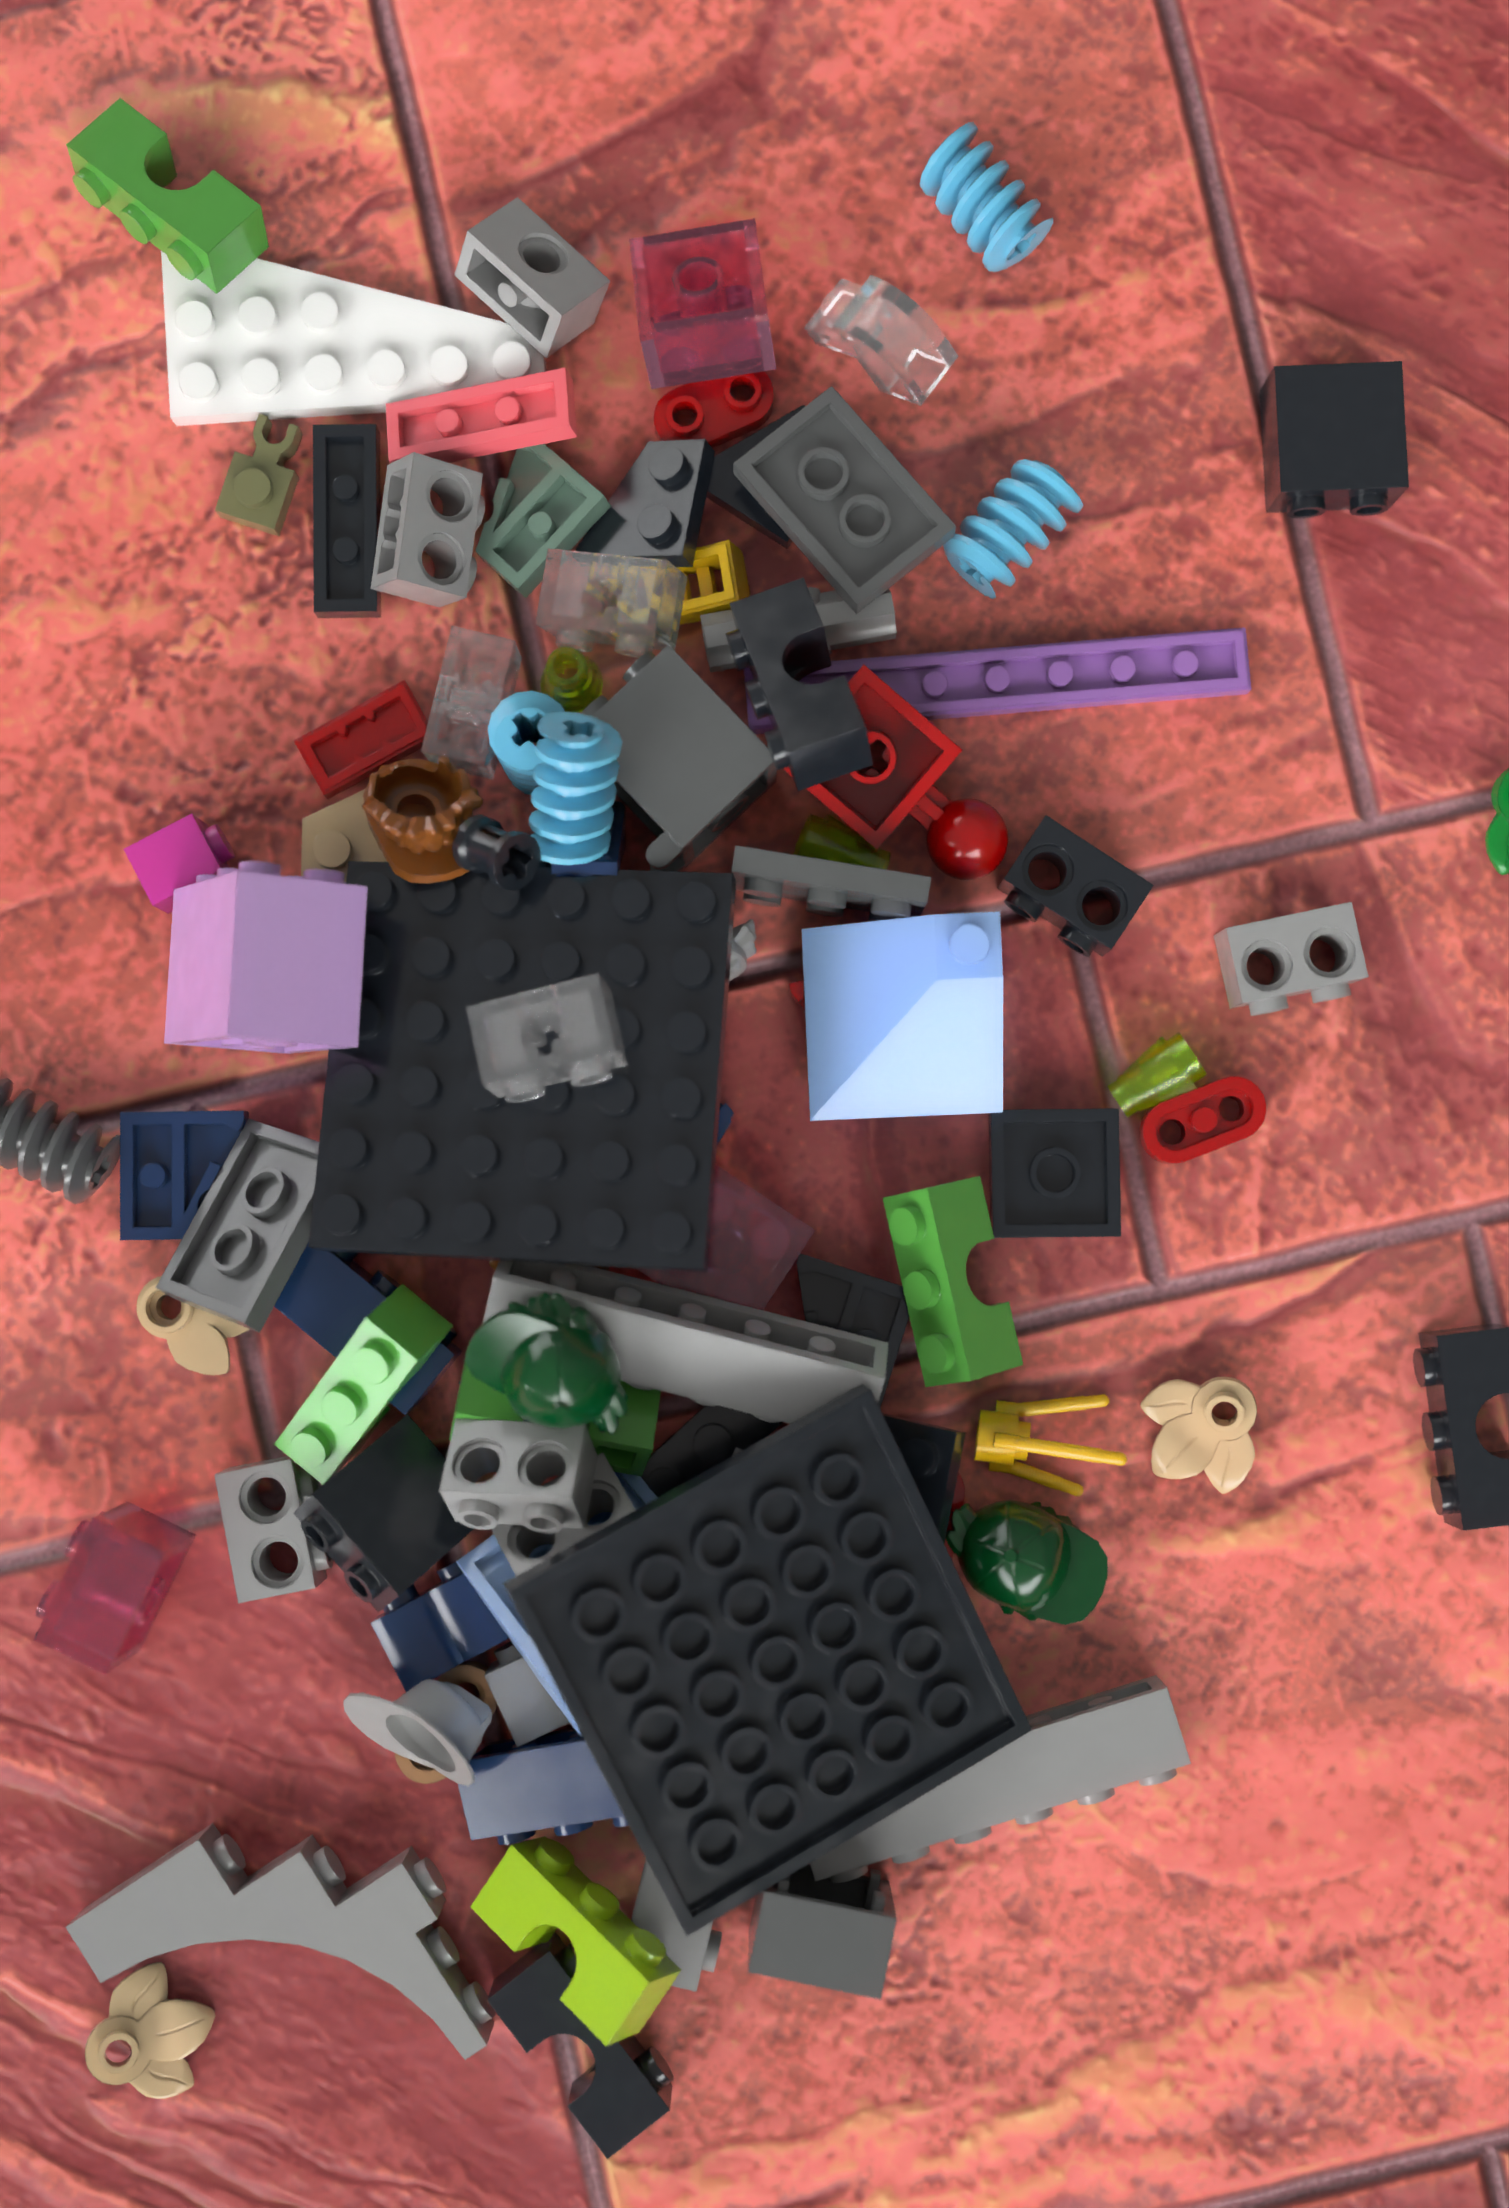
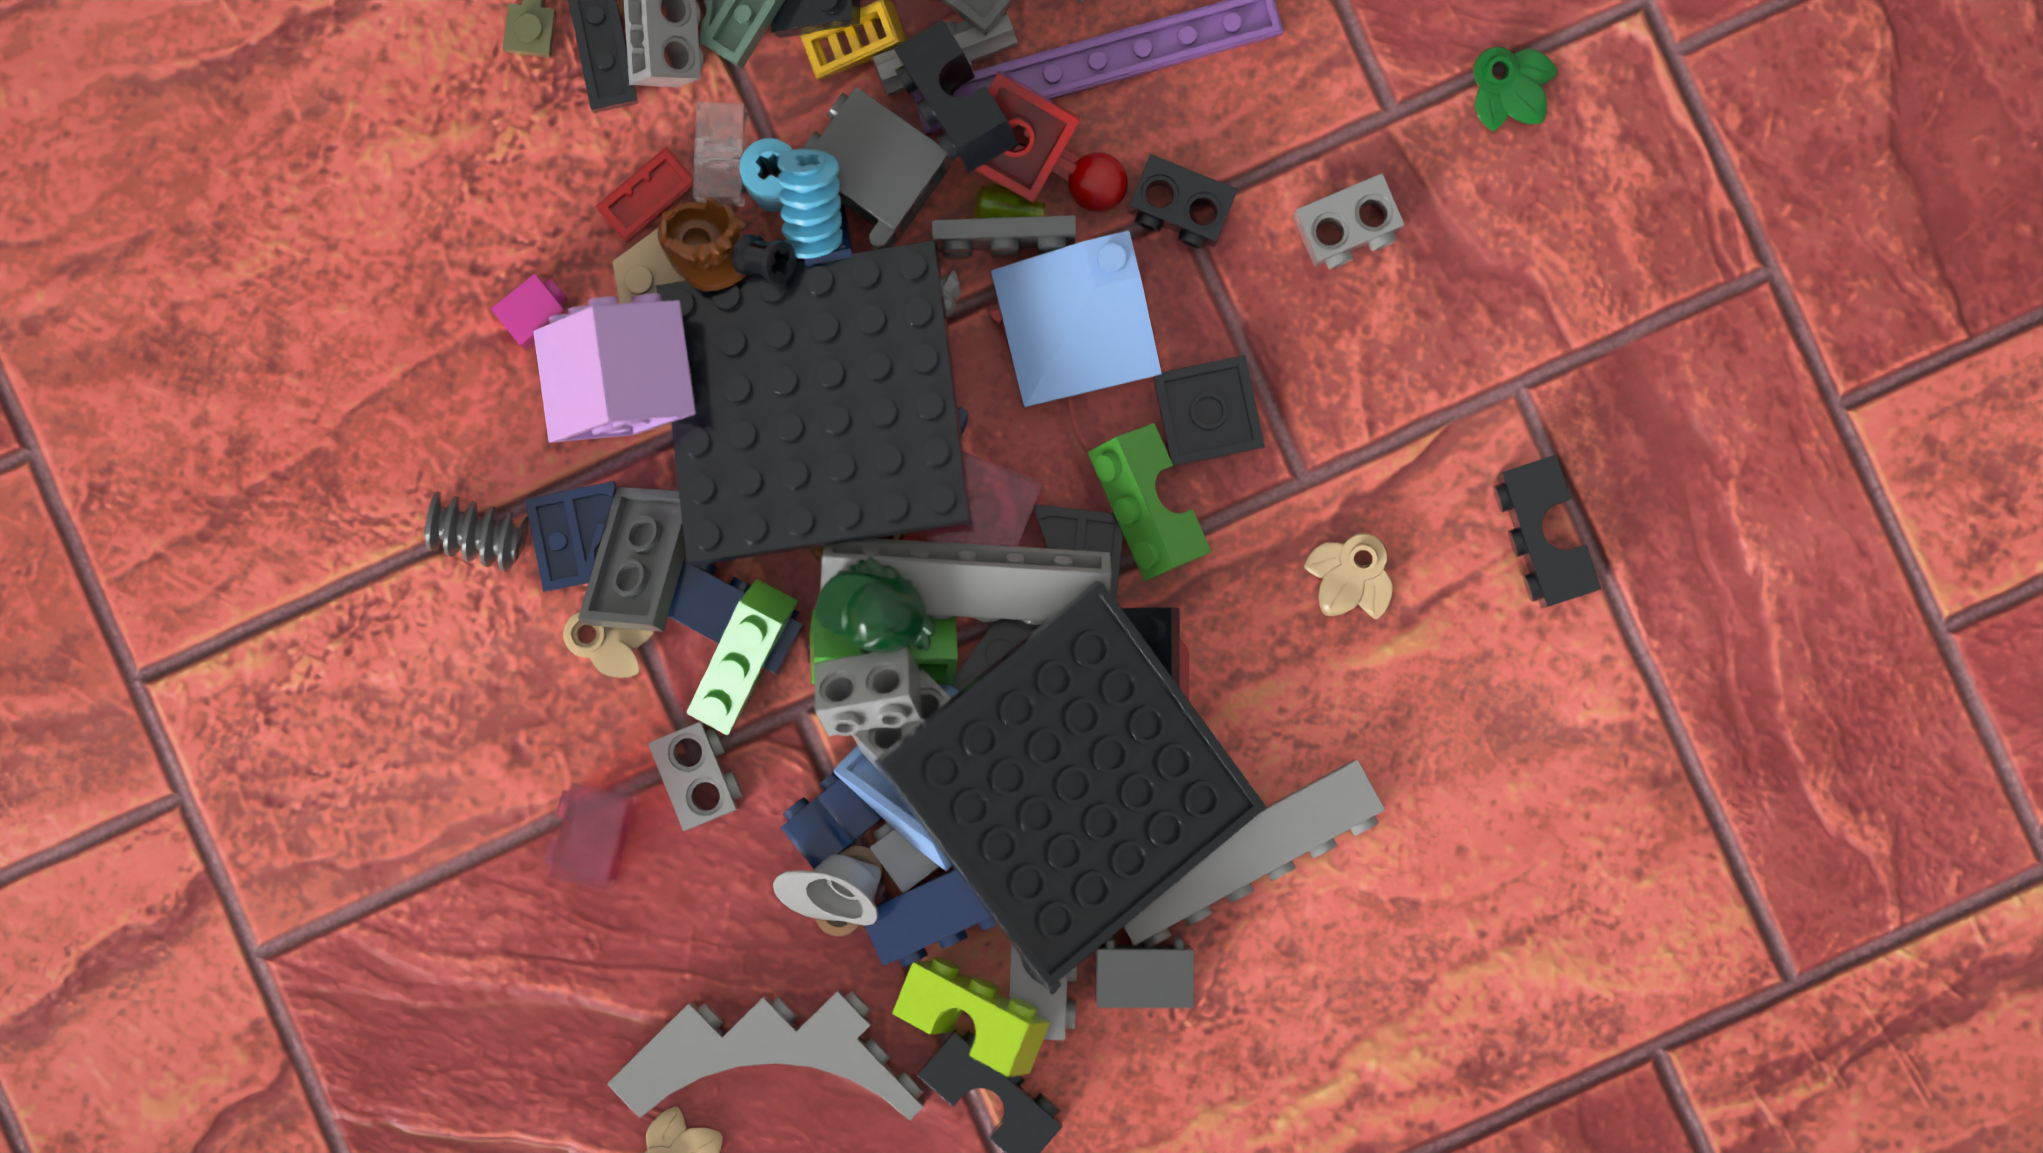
camera: 10 degrees left, 0 degrees up
(384, 1515) = (777, 746): black piece -> none
(514, 1027) = (803, 382): clear brick -> none
(574, 692) = (790, 133): clear neon green cone -> none
(581, 585) = (782, 51): clear brick -> none
(1005, 1438) = (1210, 608): yellow plant -> none
(1029, 1560) = (1242, 691): dark green hair -> none
(1157, 1075) = (1269, 326): clear neon green cone -> none
(1201, 1121) = (1307, 352): red plate -> none

